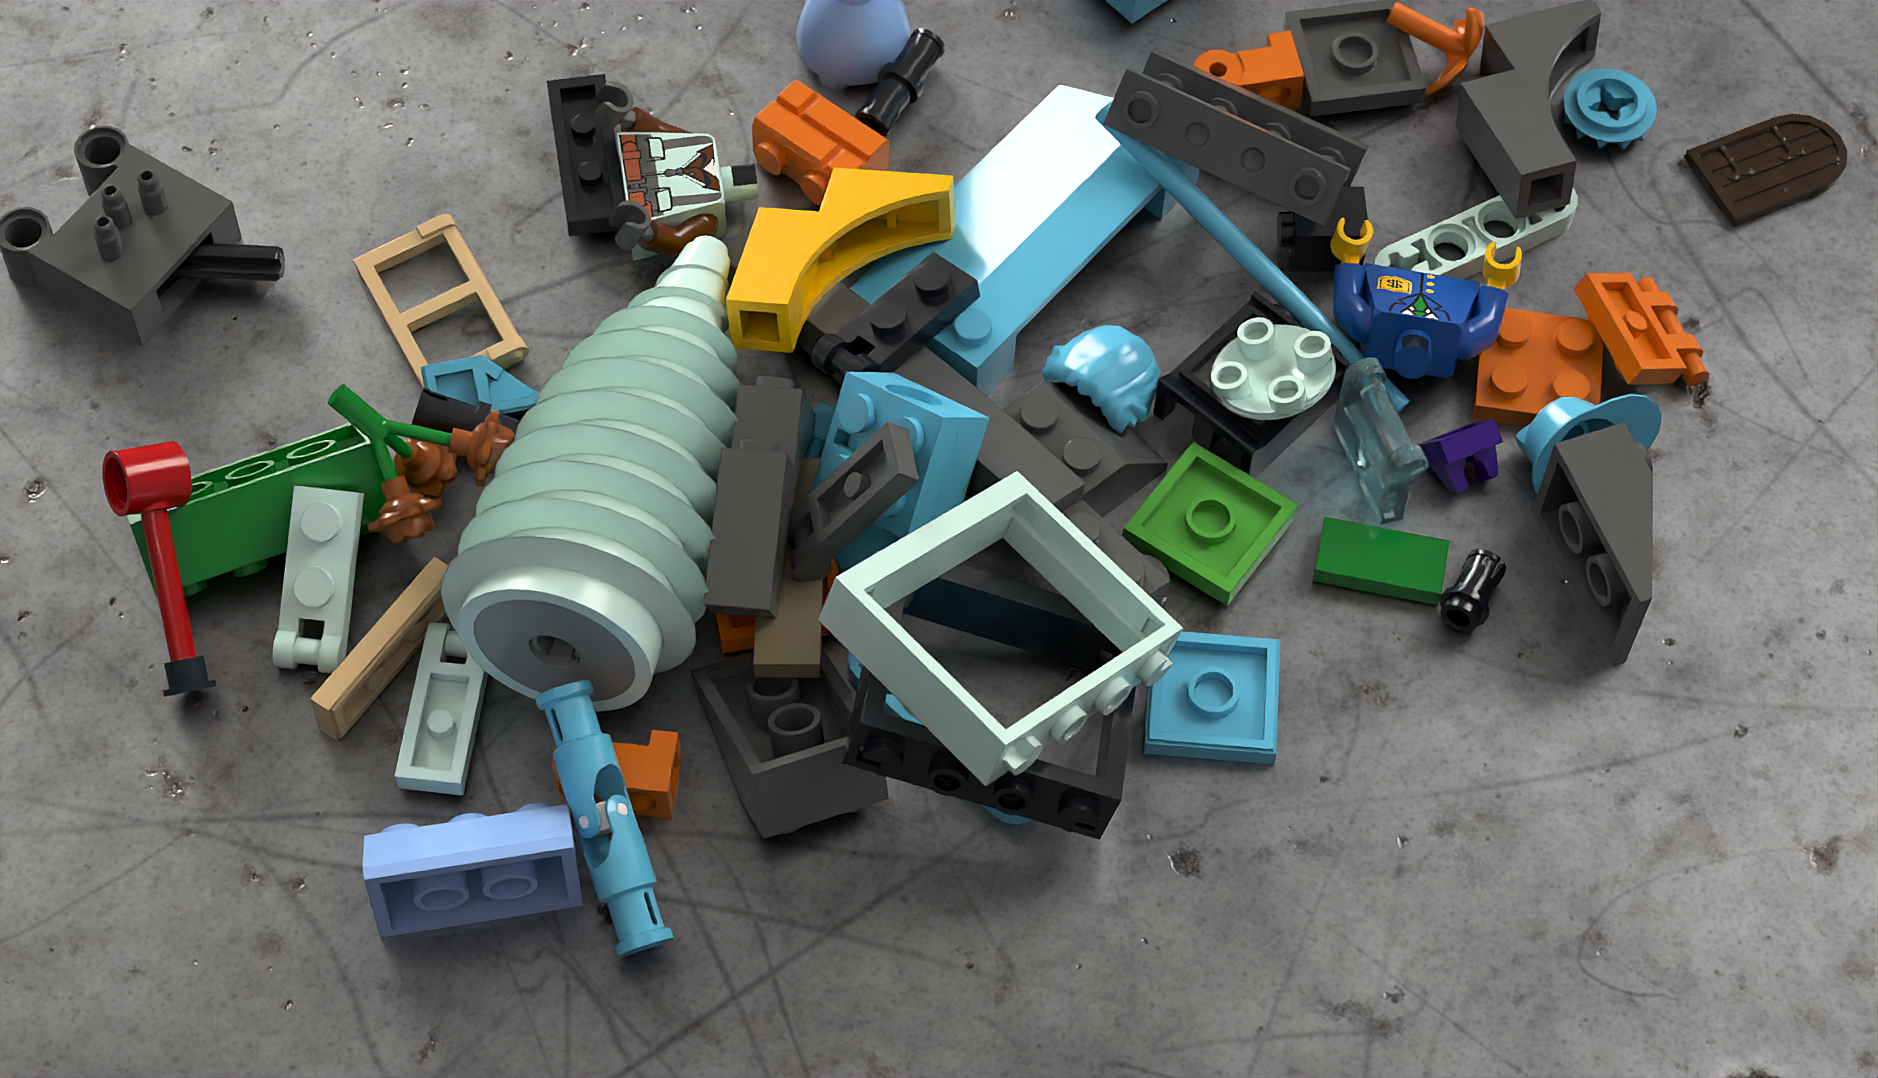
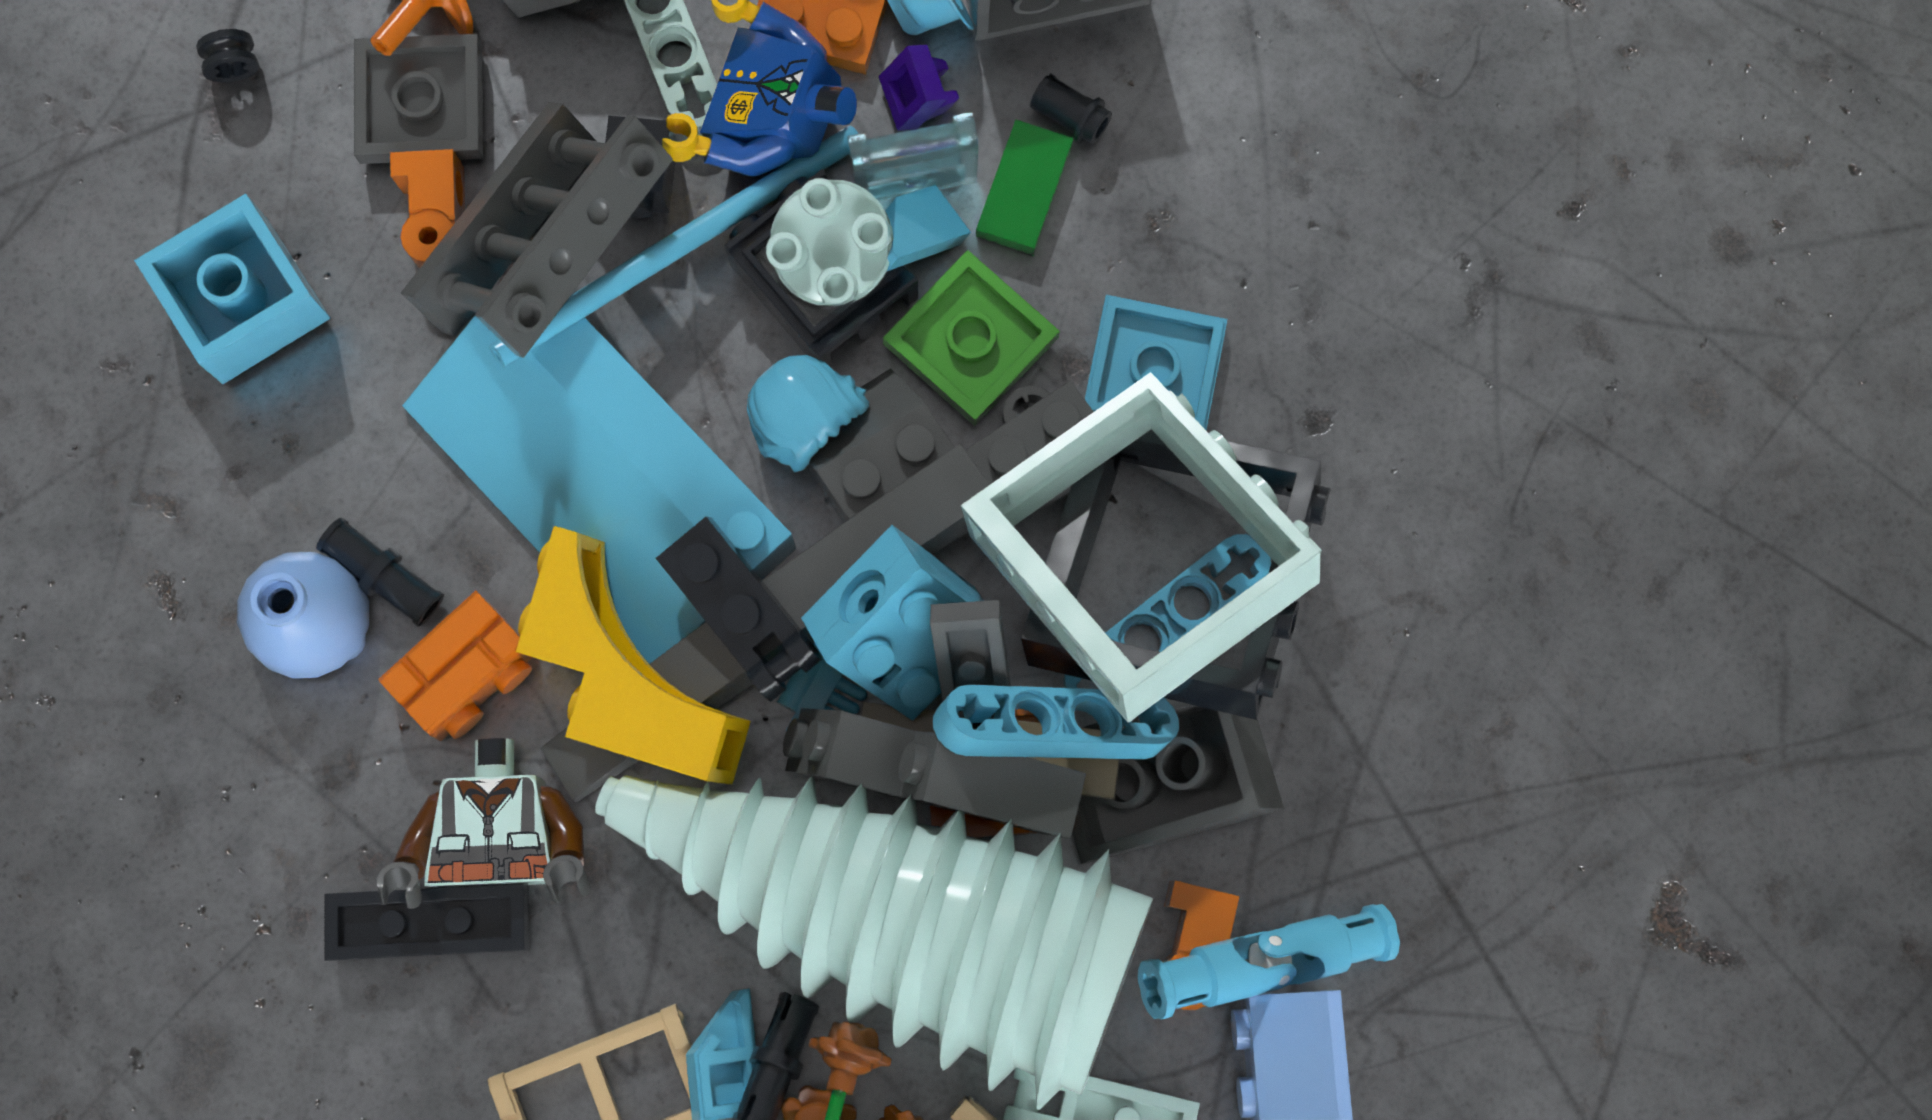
camera: 85 degrees left, 20 degrees up
(802, 572) = (1060, 732): none -> medium azure beam
(1312, 461) = (923, 226): none -> medium azure tile

